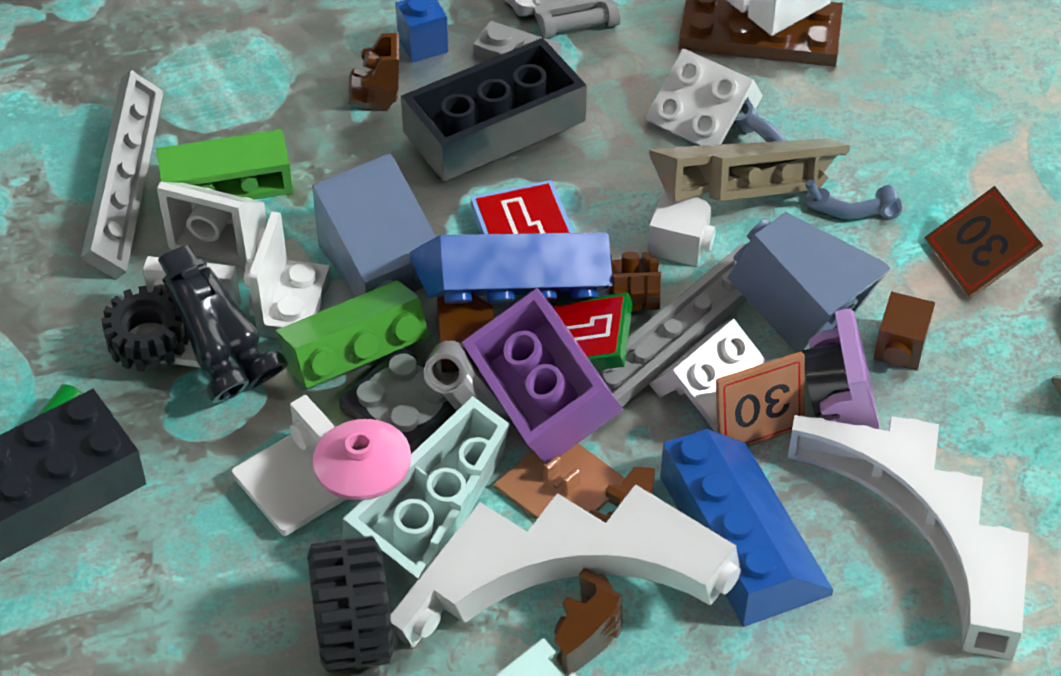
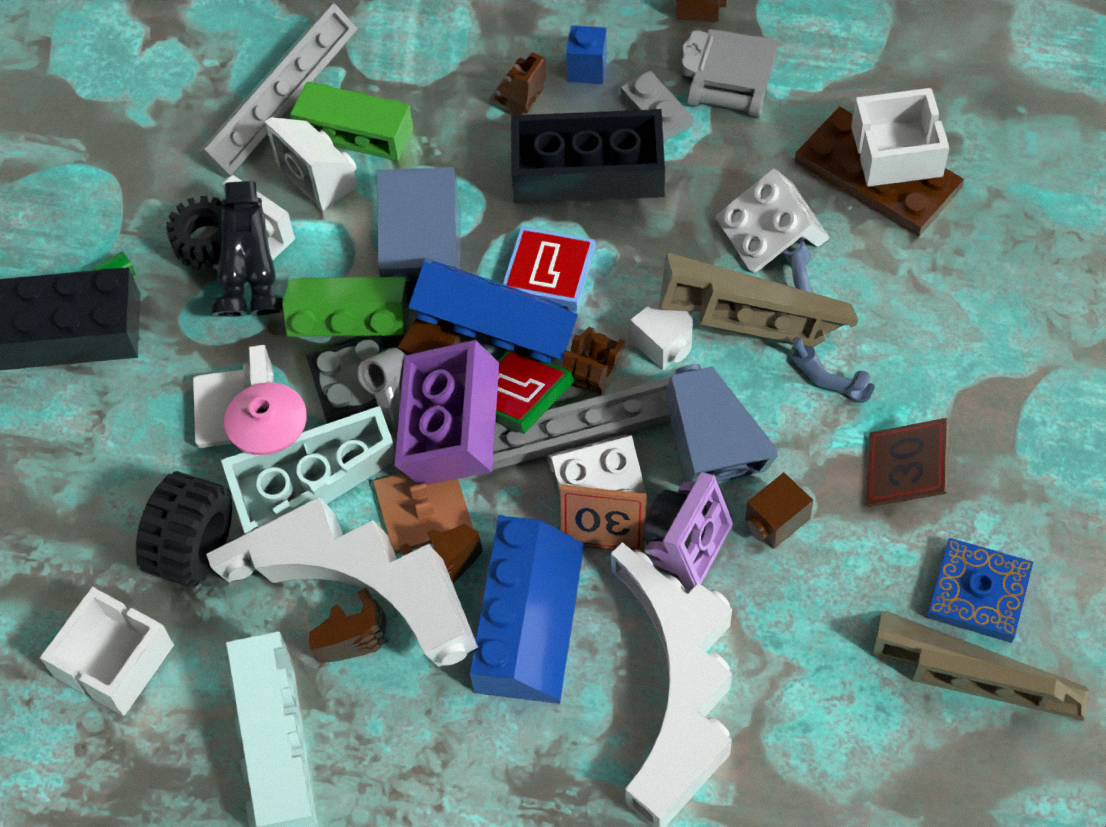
camera: 35 degrees right, 10 degrees up
(279, 287) = (323, 239): white bracket -> none

